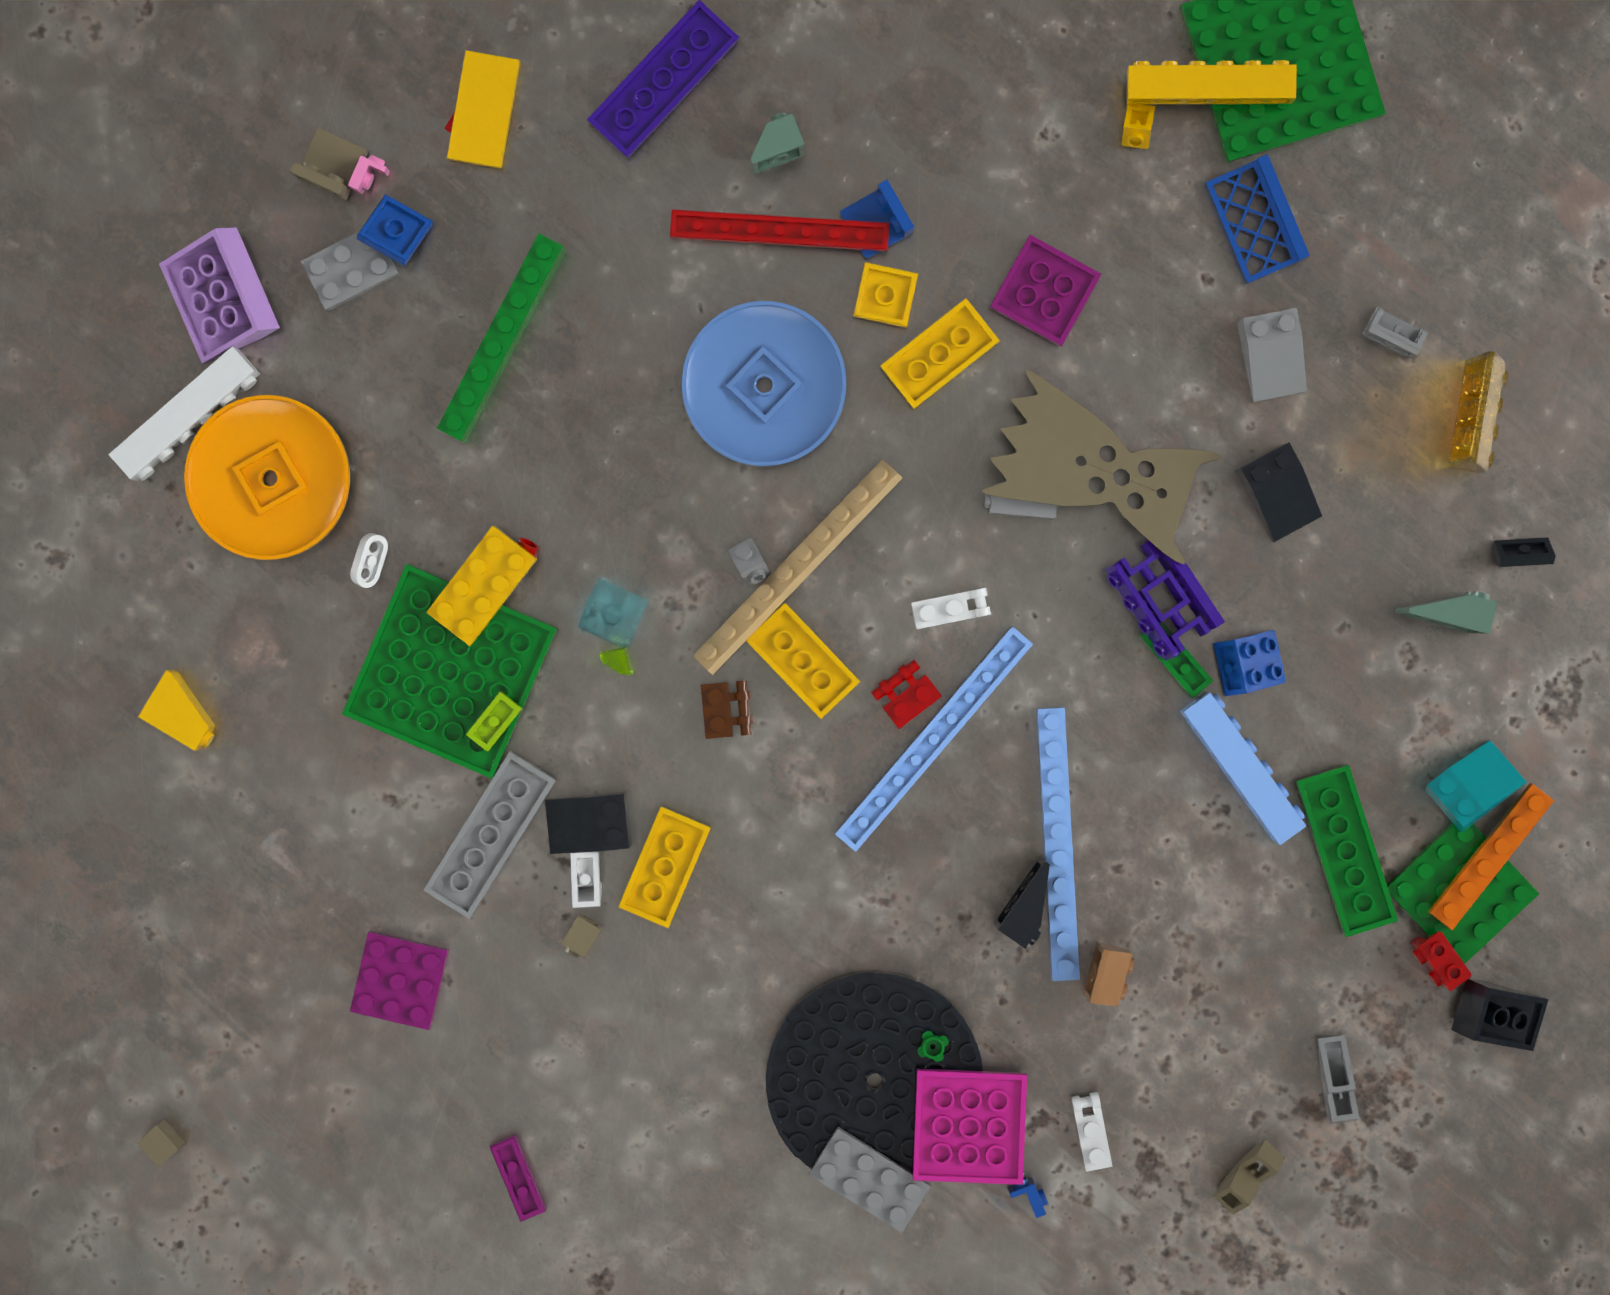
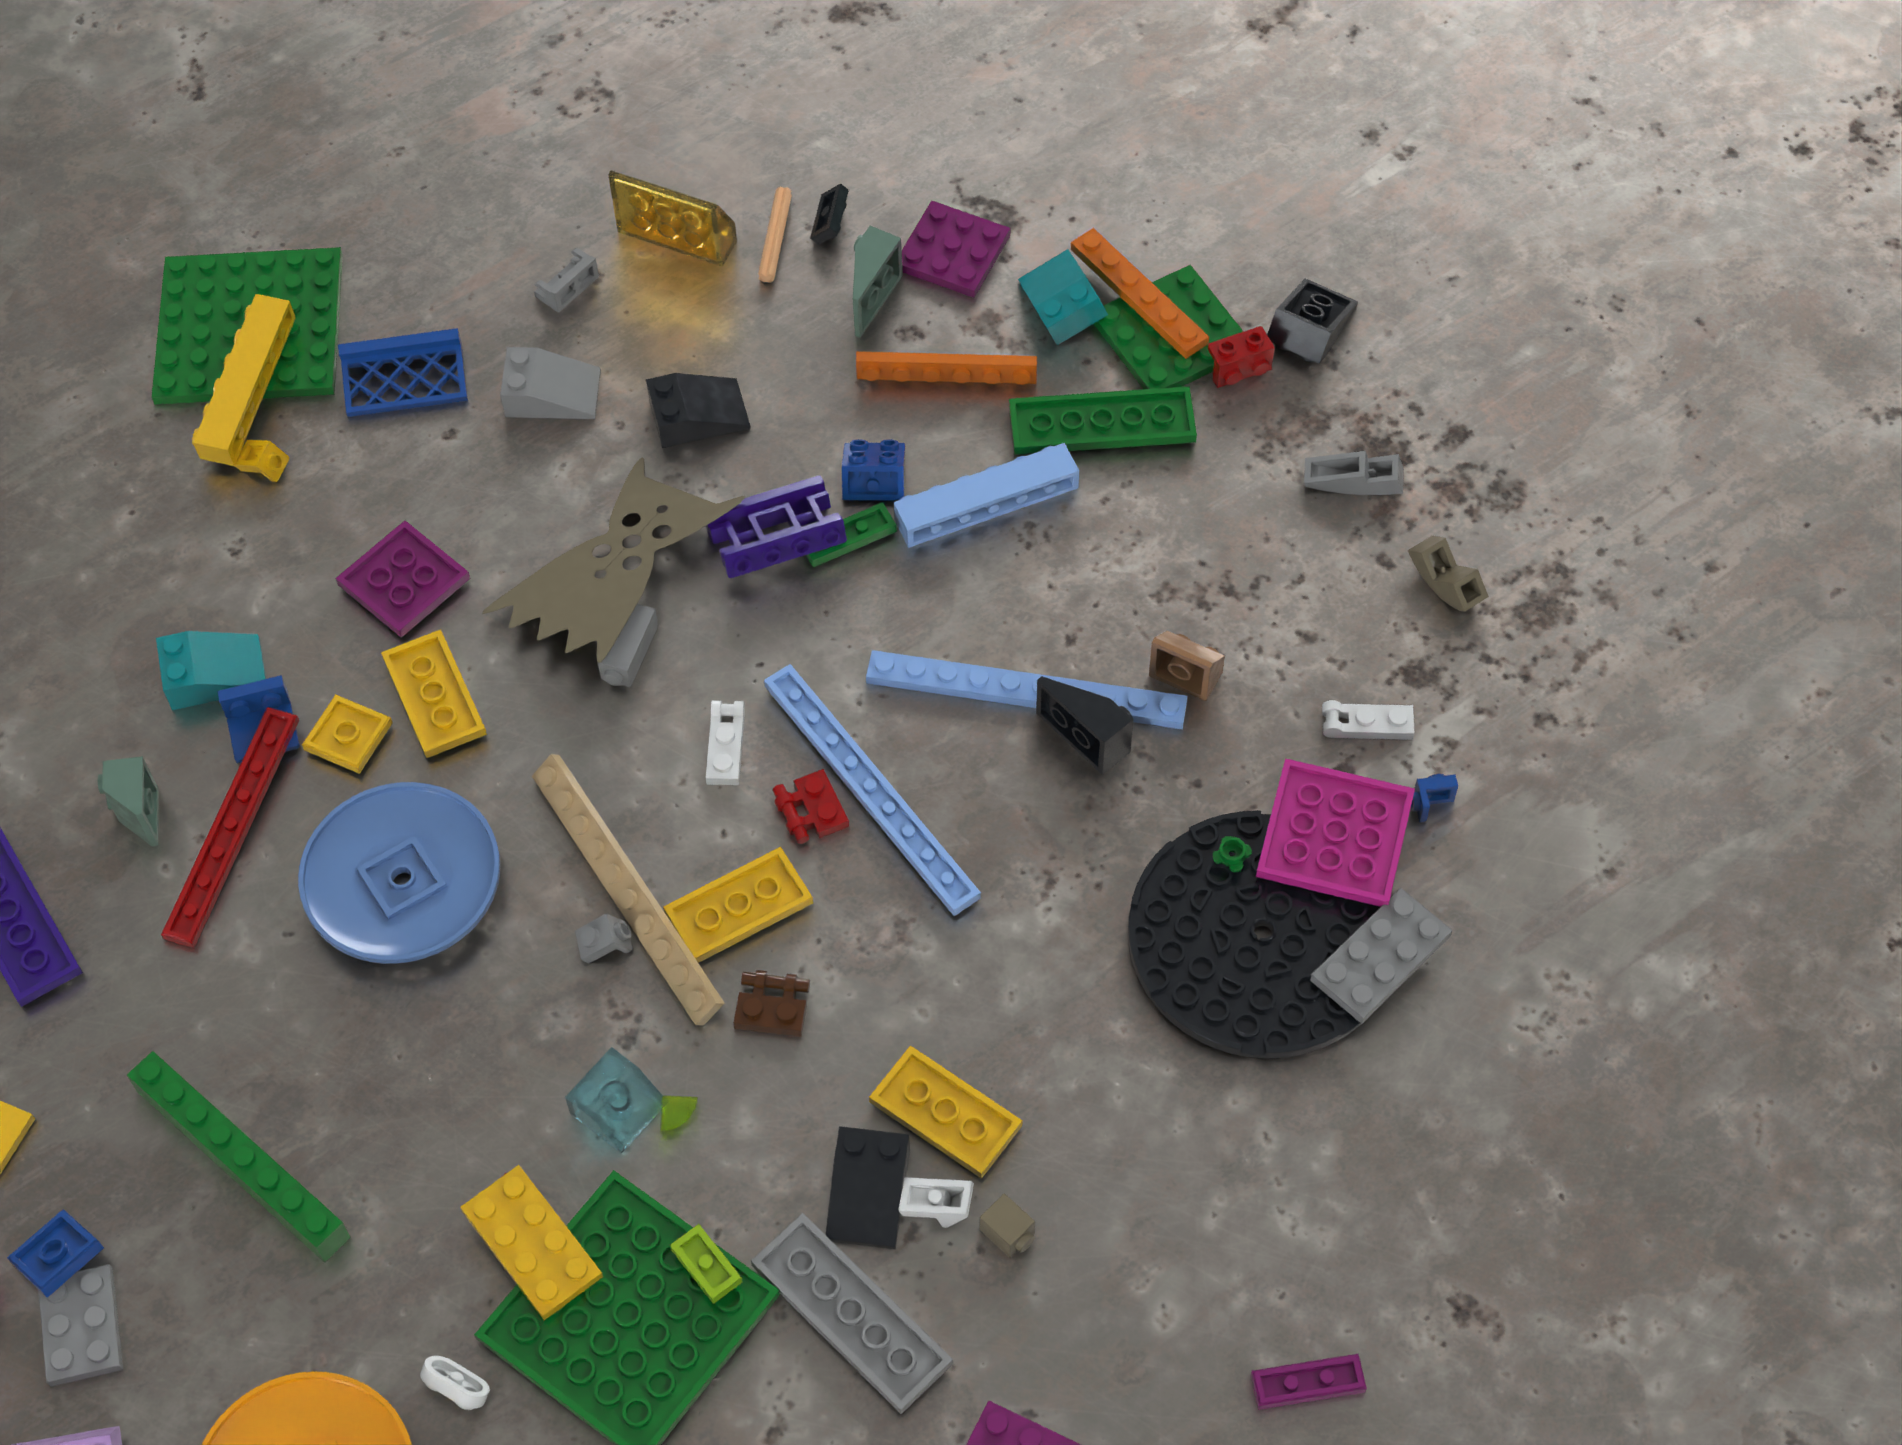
camera: 70 degrees left, 30 degrees down
(922, 159) = (202, 663): none -> teal slope
(1368, 690) = (946, 367): none -> orange plate
(1491, 507) = (774, 234): none -> light nougat axle
(1512, 673) = (953, 248): none -> magenta plate

